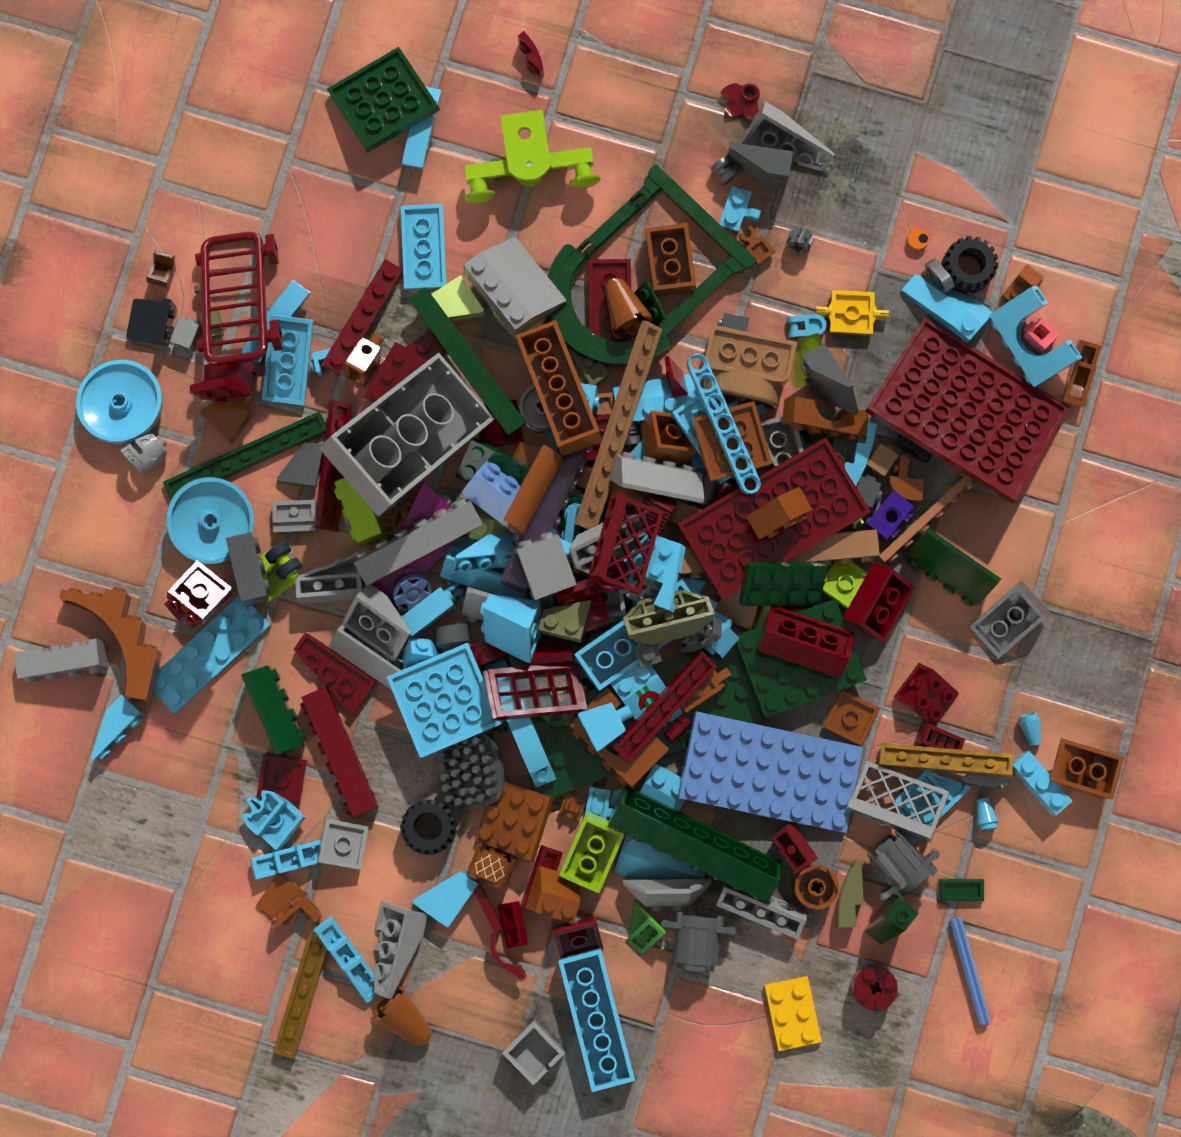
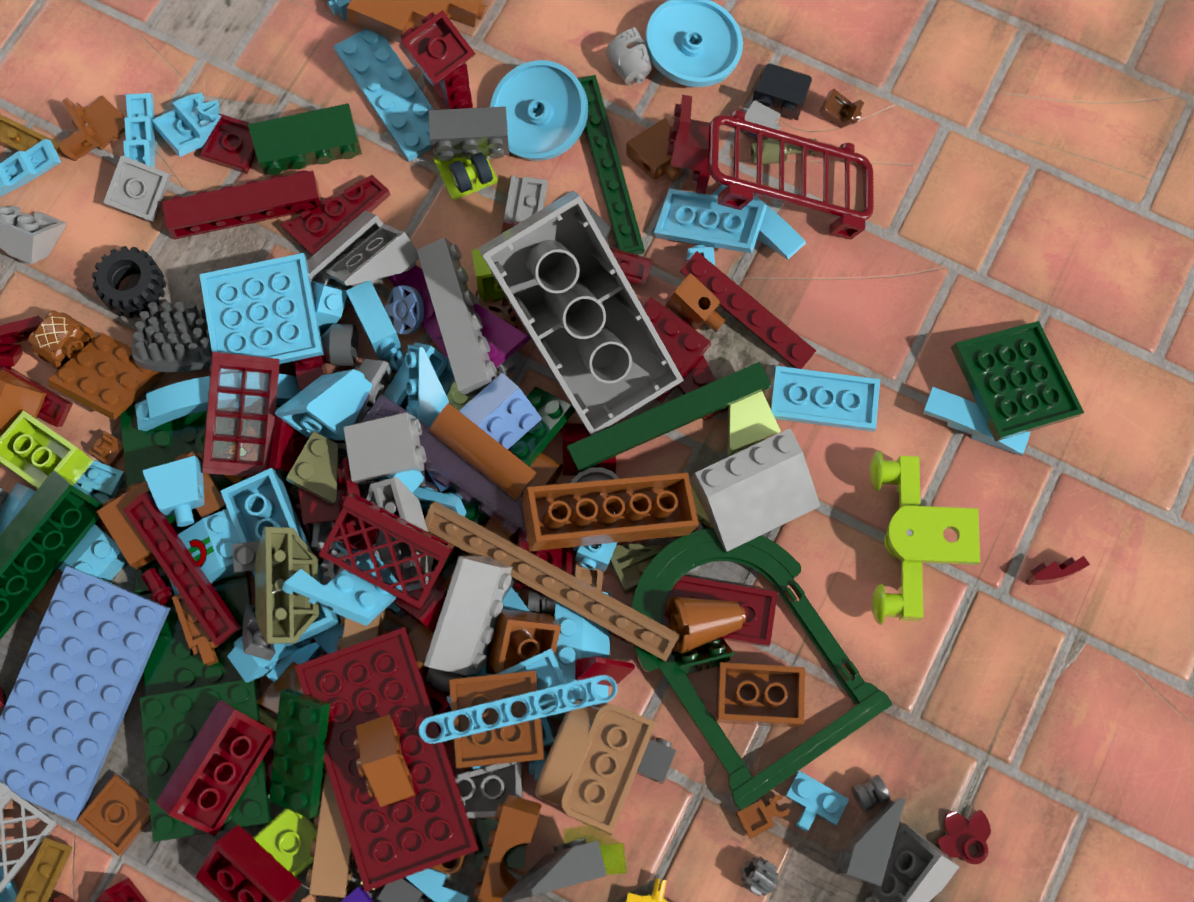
camera: 100 degrees right, 10 degrees down
(330, 583) = (438, 217): light grey wedge -> none
(447, 898) = (43, 285): medium azure slope -> none
(812, 324) = (642, 872): medium azure plate -> none

